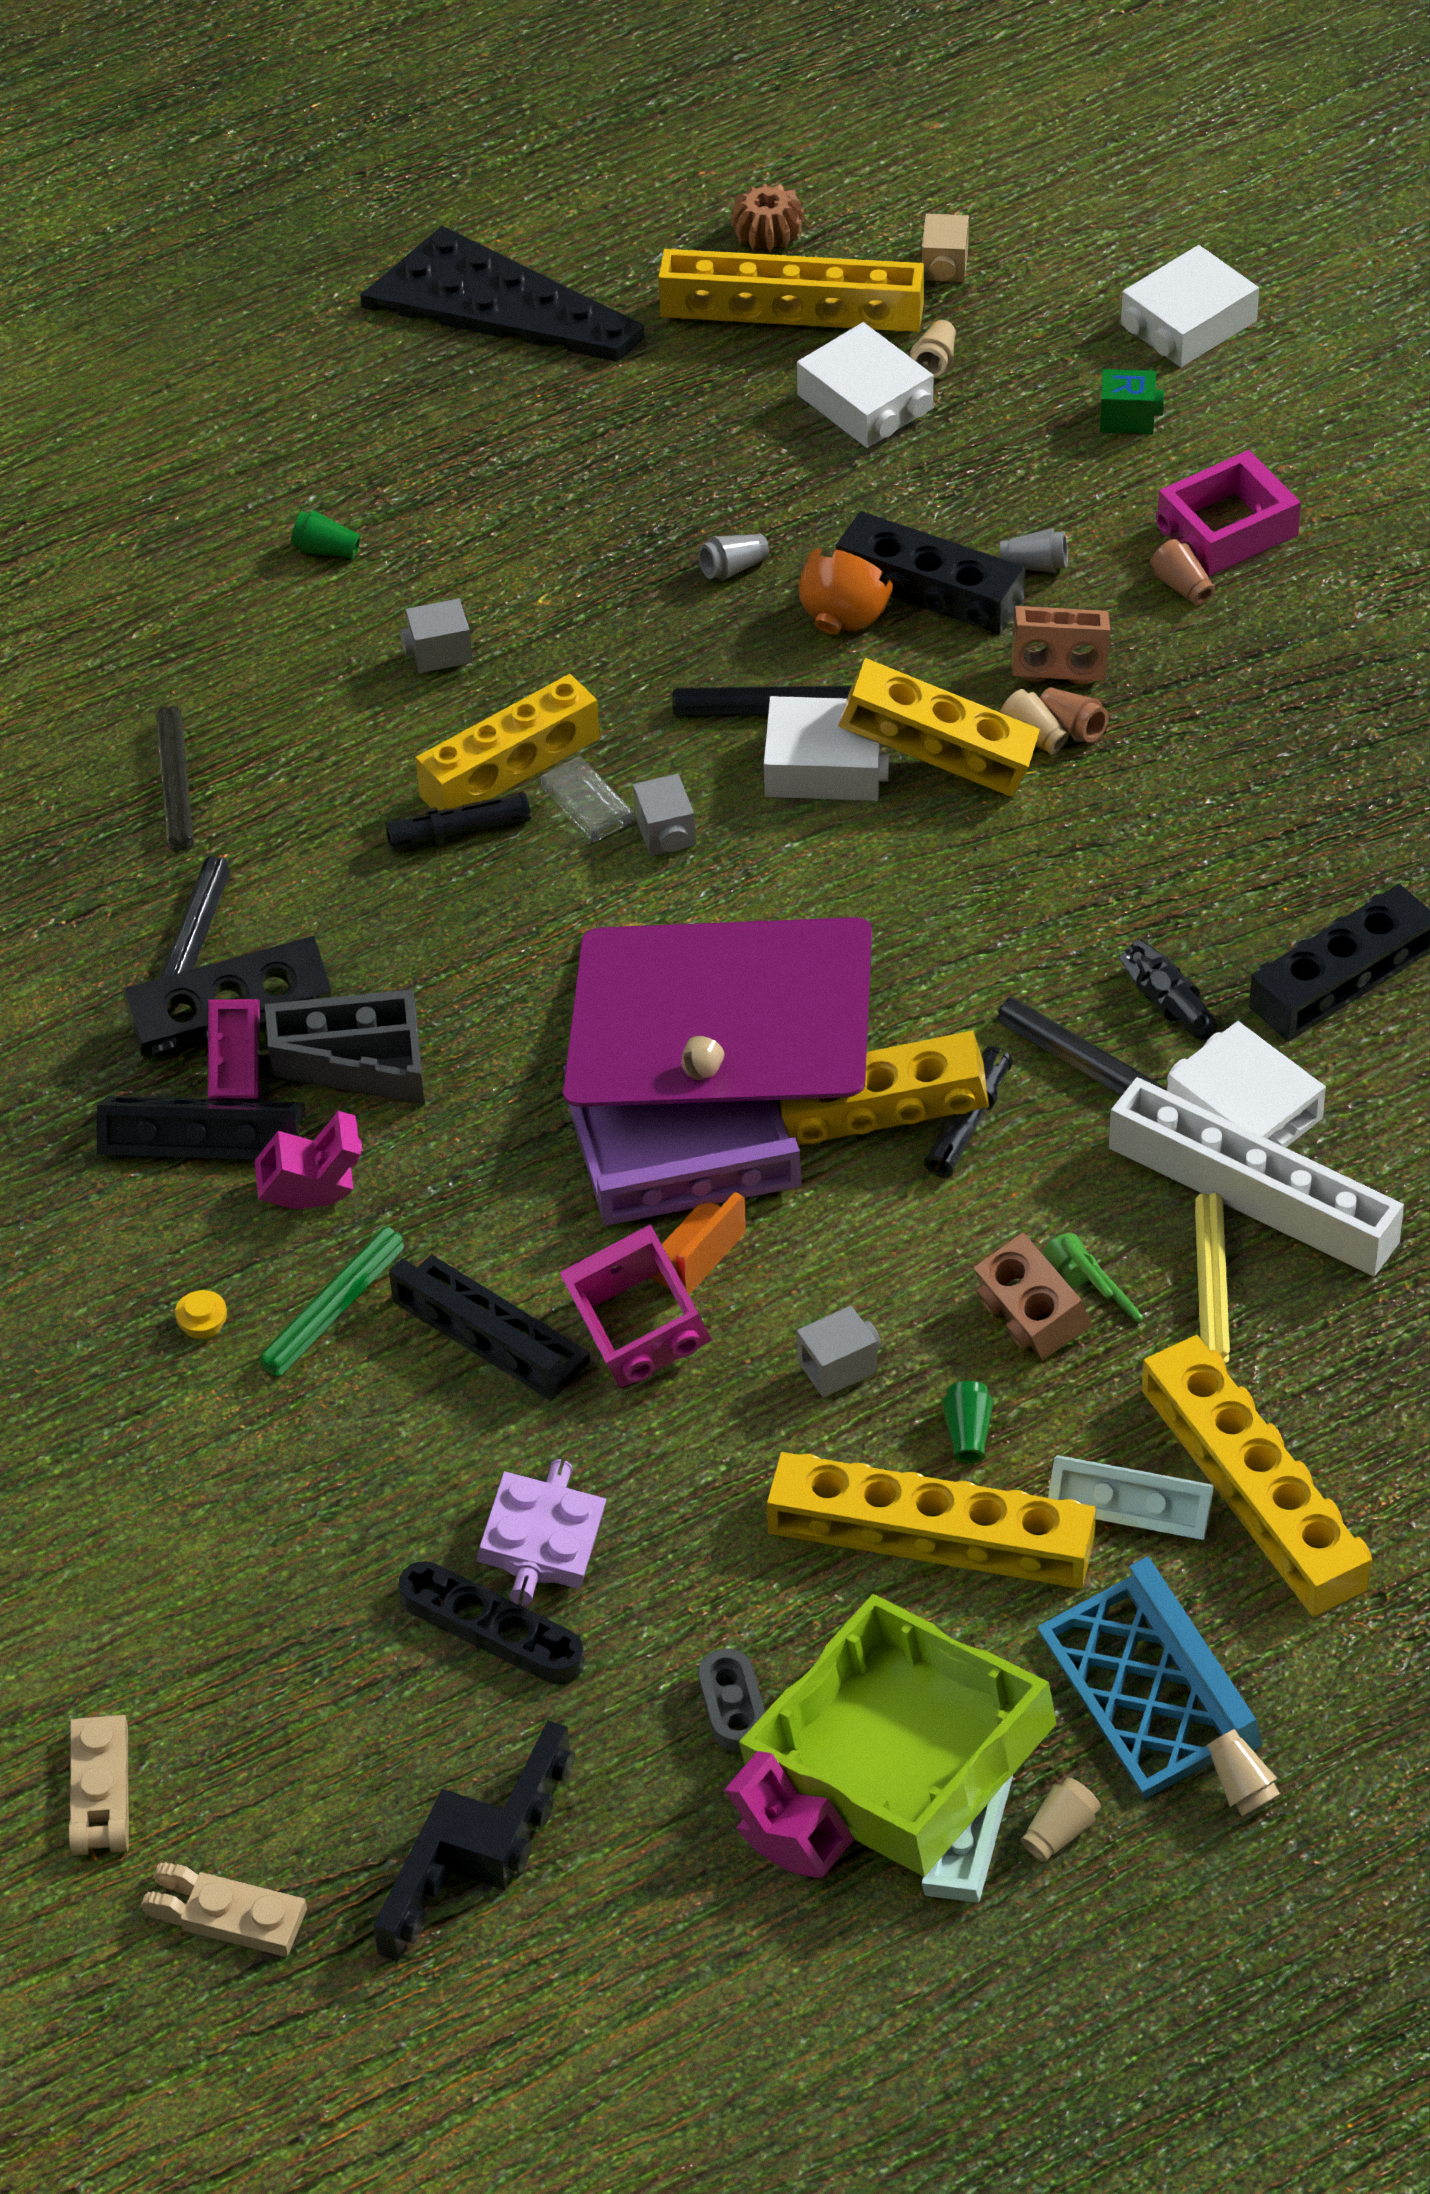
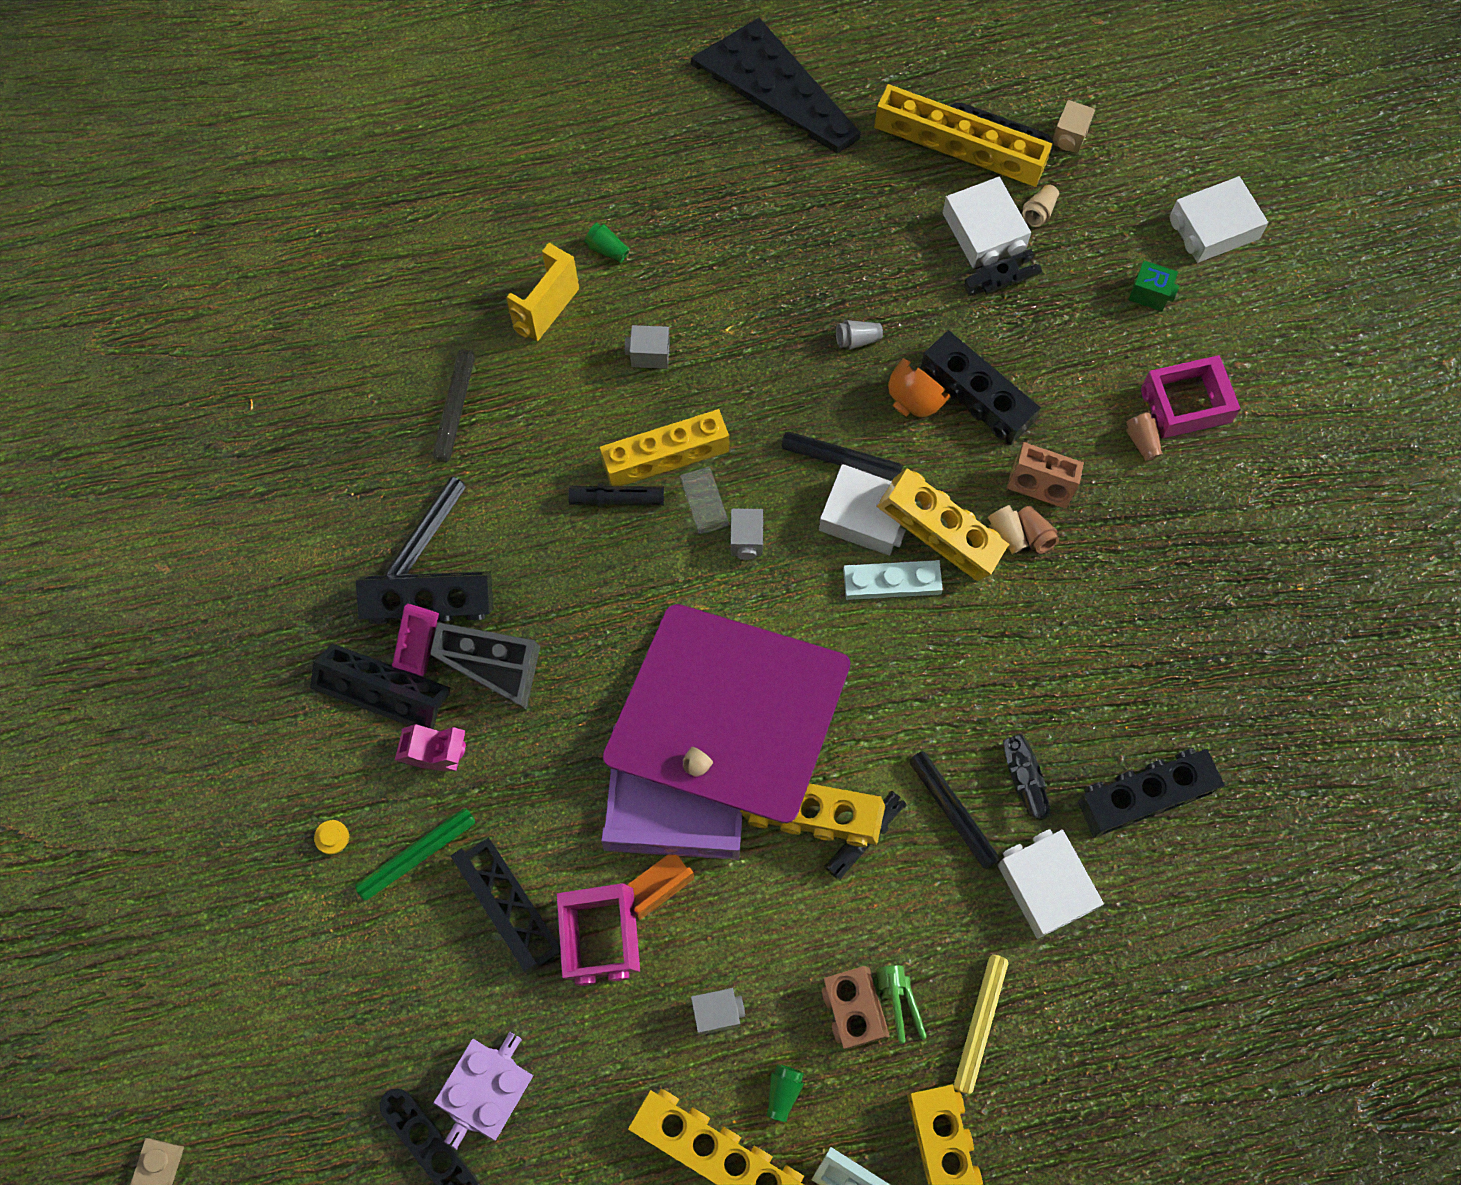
camera: 15 degrees right, 20 degrees up
(257, 629) = (548, 298): none -> yellow panel
(767, 217) = (966, 69): nougat gear -> none
(892, 823) = (892, 580): none -> light aqua plate
(911, 439) = (1002, 274): none -> black hinge
(1037, 551) = (1054, 390): light grey cone -> none
(1256, 1176) = (1035, 961): white brick -> none

